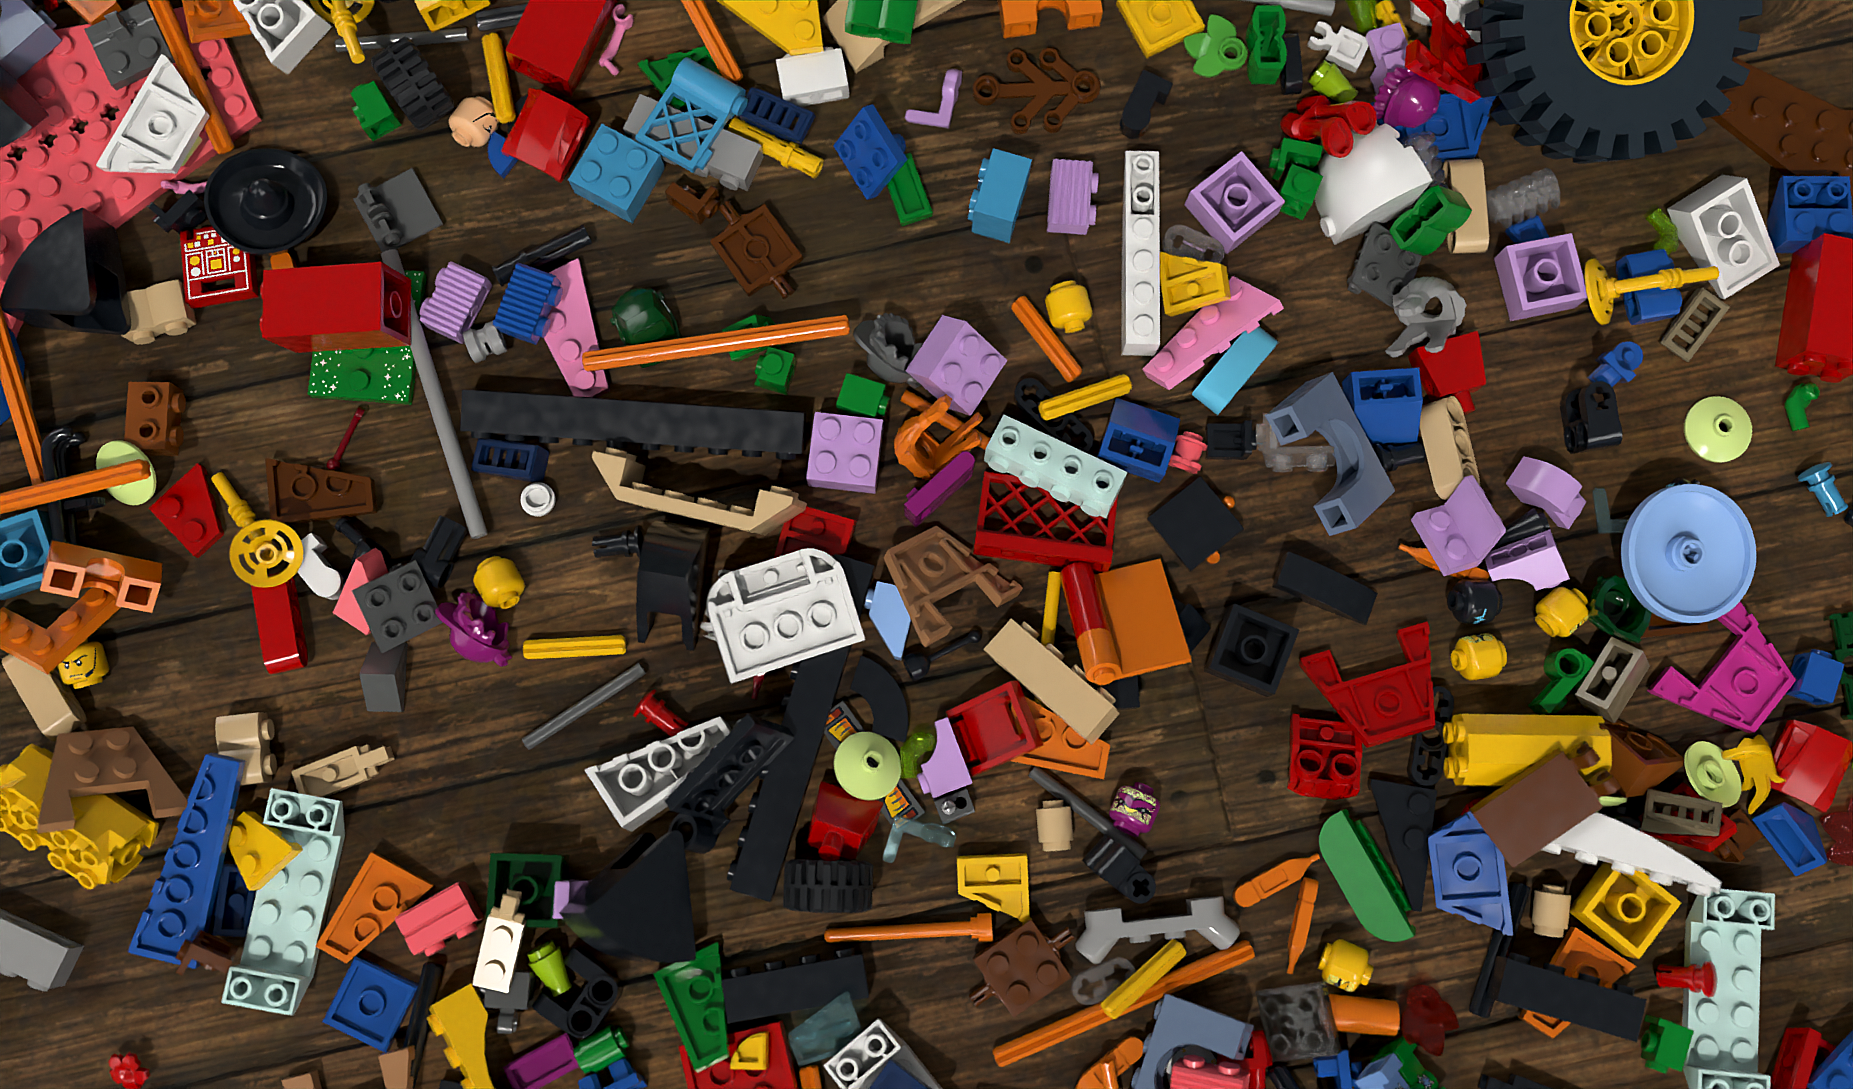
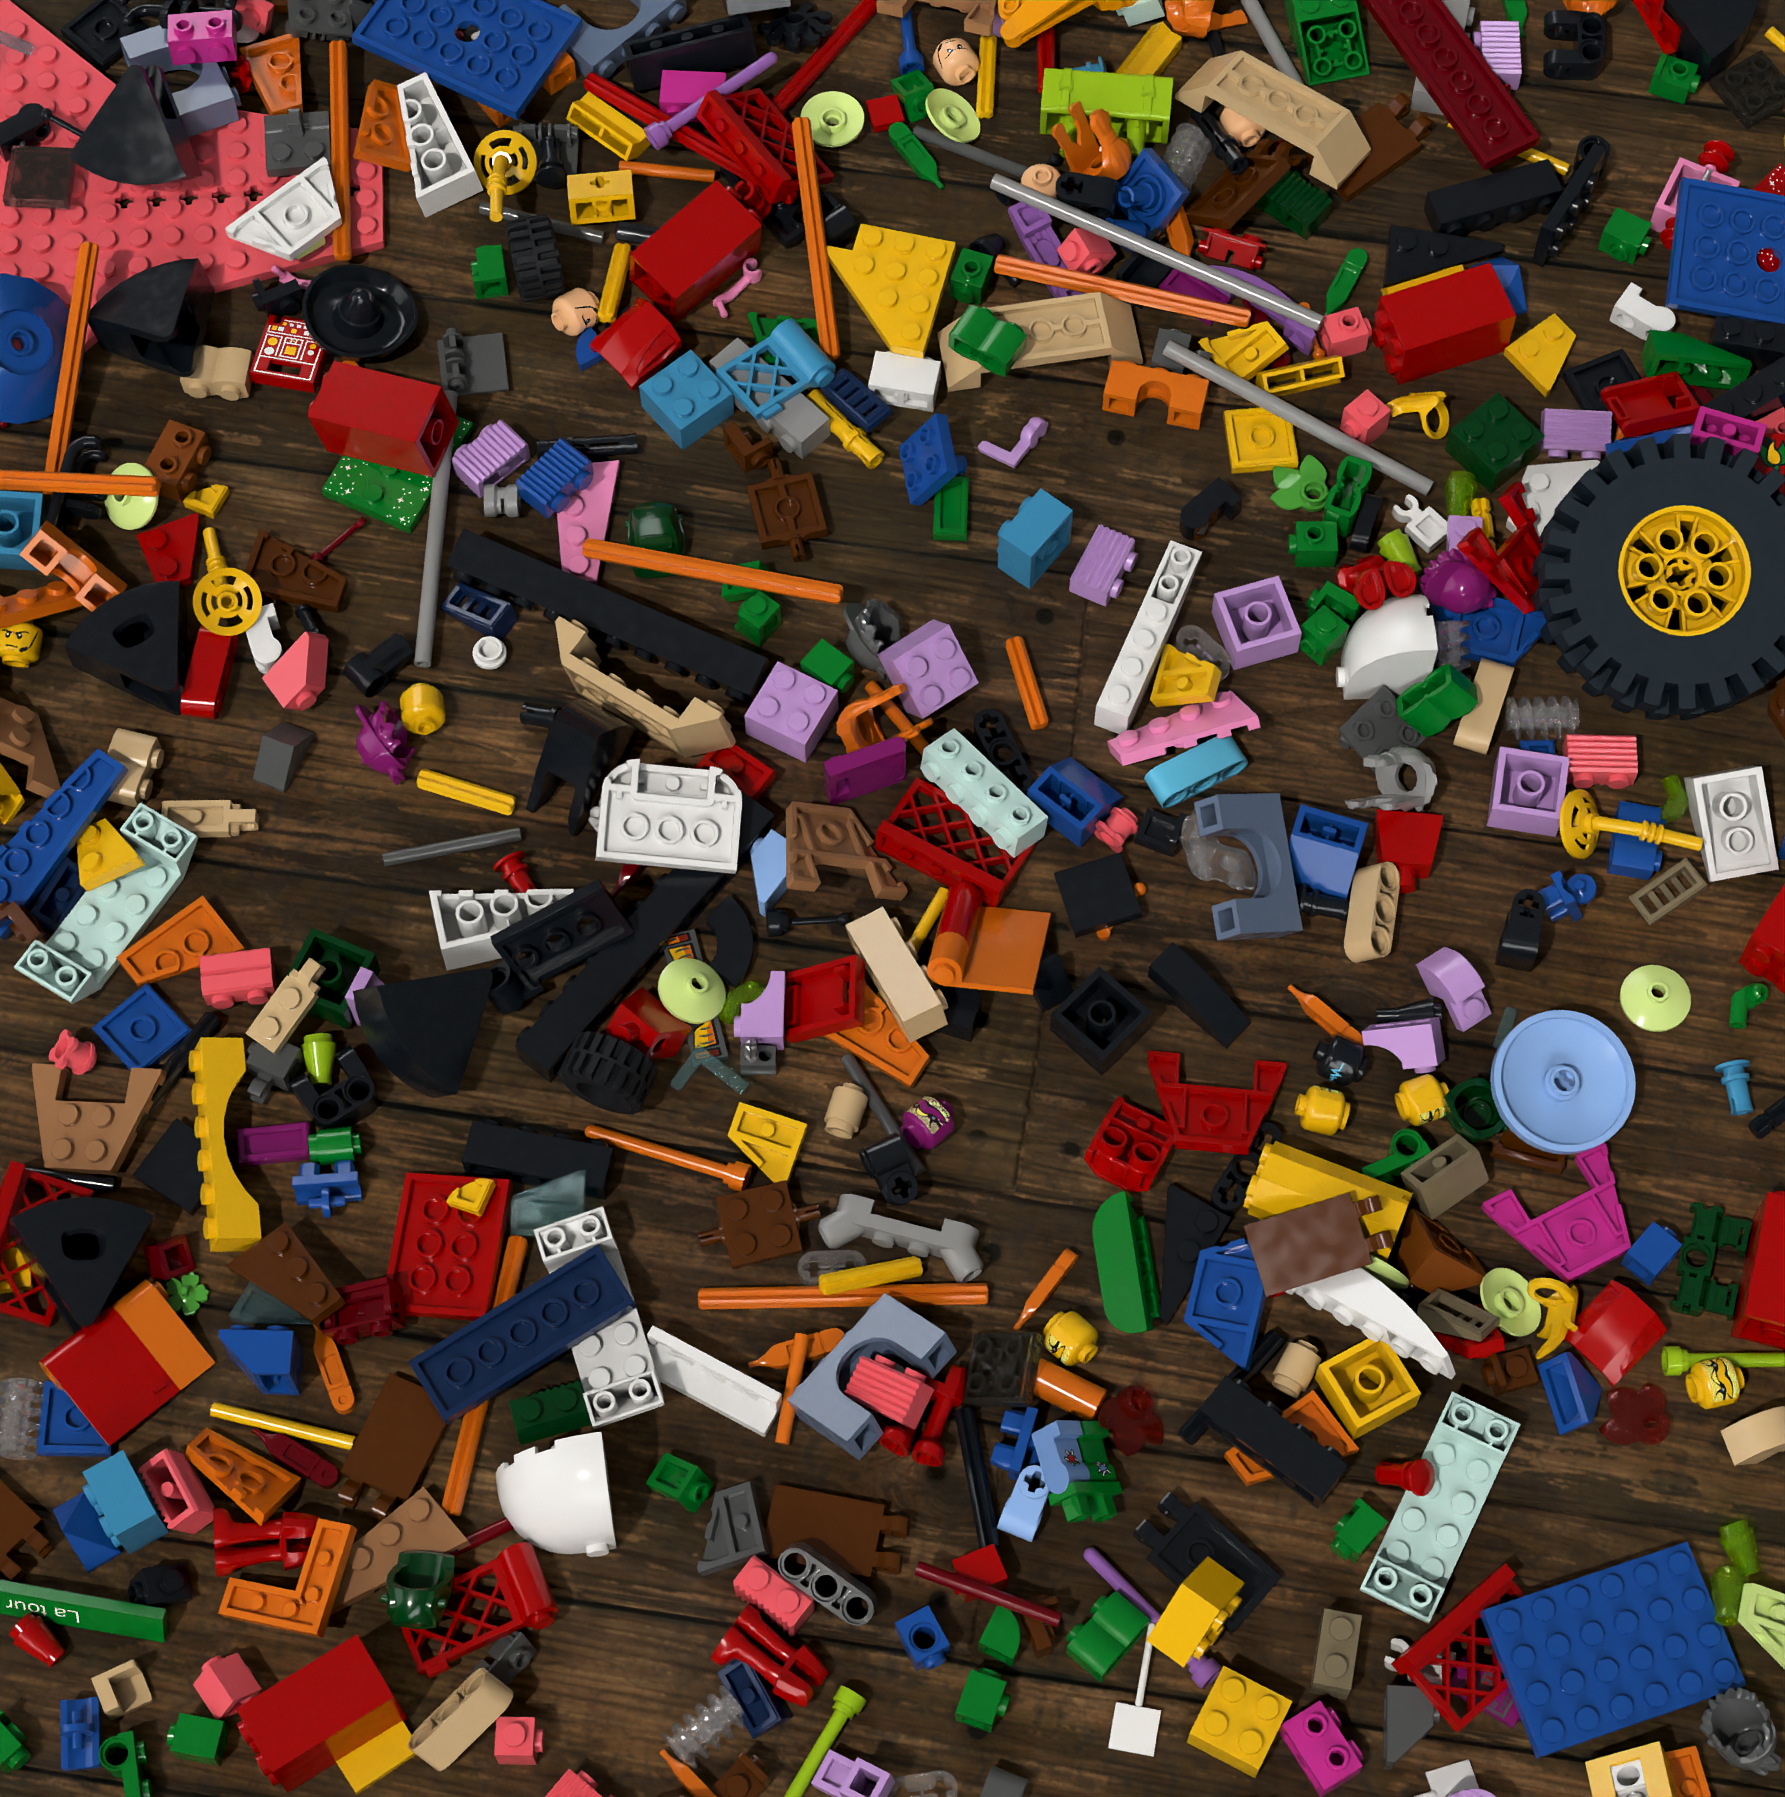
camera: 25 degrees right, 15 degrees down
(199, 620) = (137, 643): none -> black piece
(202, 444) = (208, 500): none -> yellow tile
(316, 1058) = (73, 1053): none -> coral brick
(397, 605) = (323, 691): dark grey hinge -> none
(698, 1006) = (440, 1138): green wing -> none
(1042, 89) = (1116, 465): reddish brown plant -> none
(1068, 306) = (1059, 659): yellow head -> none
(1085, 397) = (1039, 743): yellow axle -> none
(1252, 102) = (1314, 544): none -> green brick
(1272, 880) = (1034, 1242): orange piece -> none
(1461, 529) = (1347, 990): lavender bracket -> none
(1590, 218) = (1601, 760): none -> coral brick

